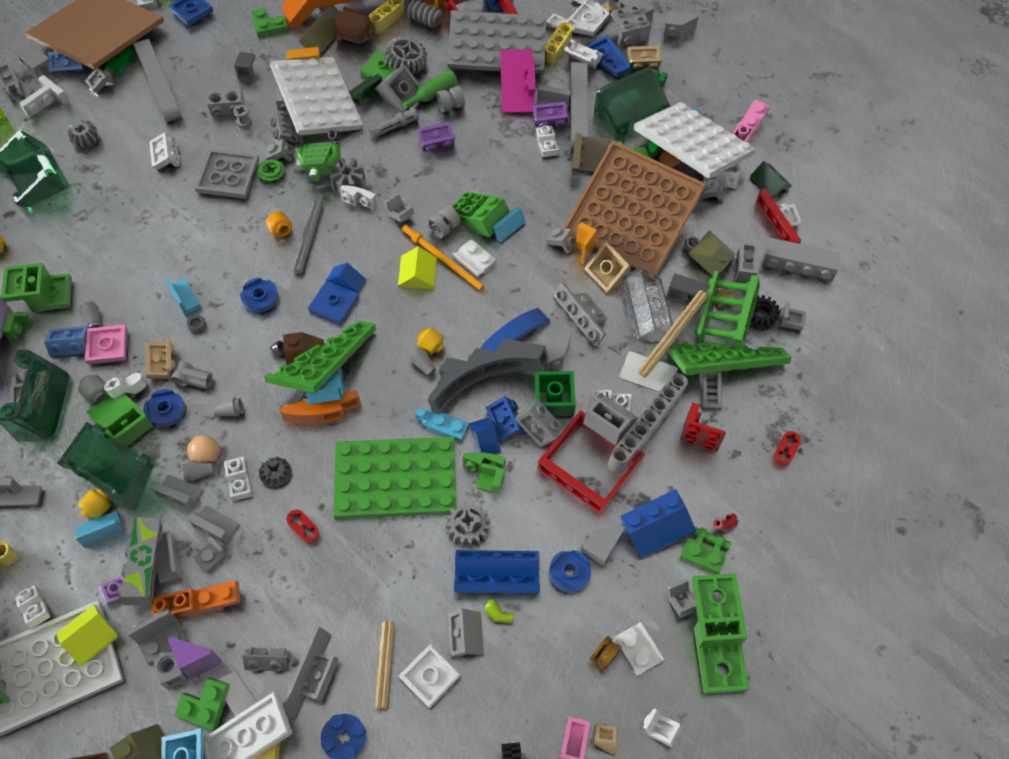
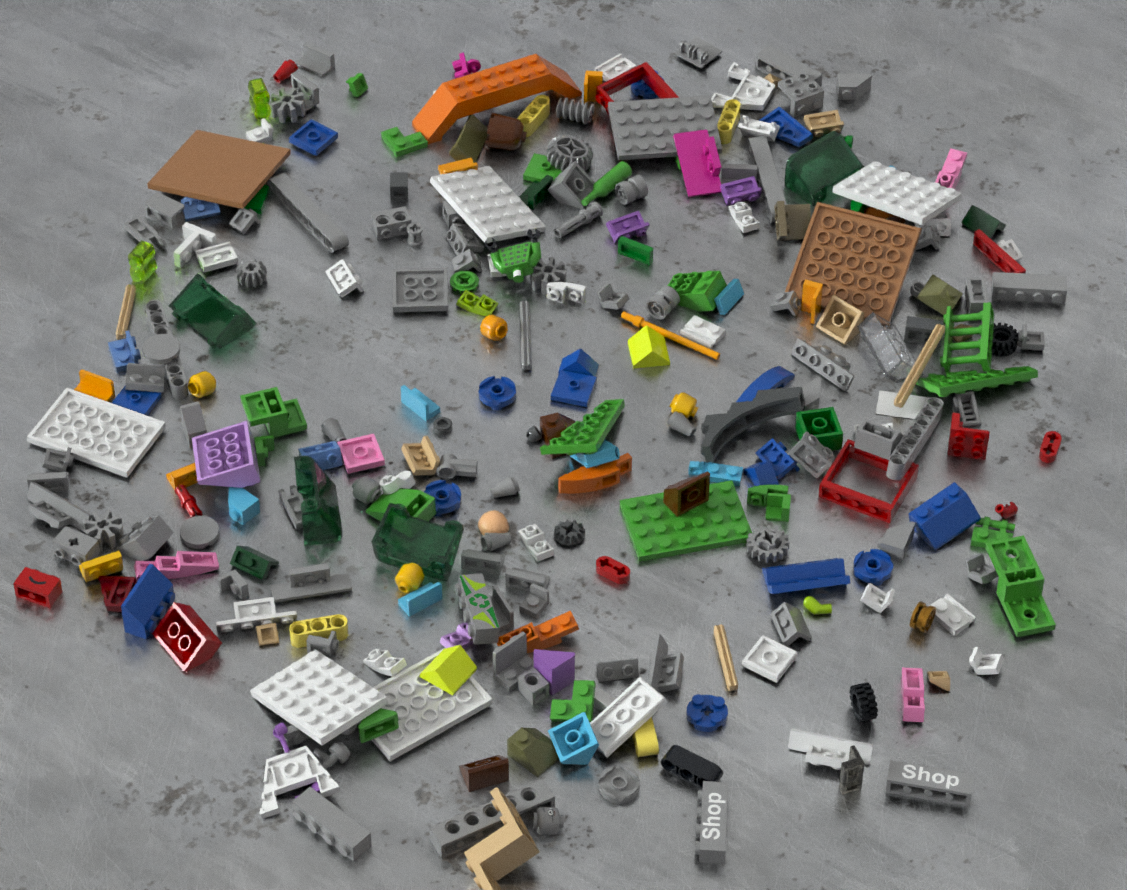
camera: 10 degrees left, 15 degrees down
(61, 112) = (216, 257): none -> white plate
(275, 196) = (472, 303): none -> lime slope
(397, 453) = (687, 493): none -> reddish brown slope
(436, 161) = (635, 250): none -> green tile
(564, 615) = (877, 598): none -> white bracket

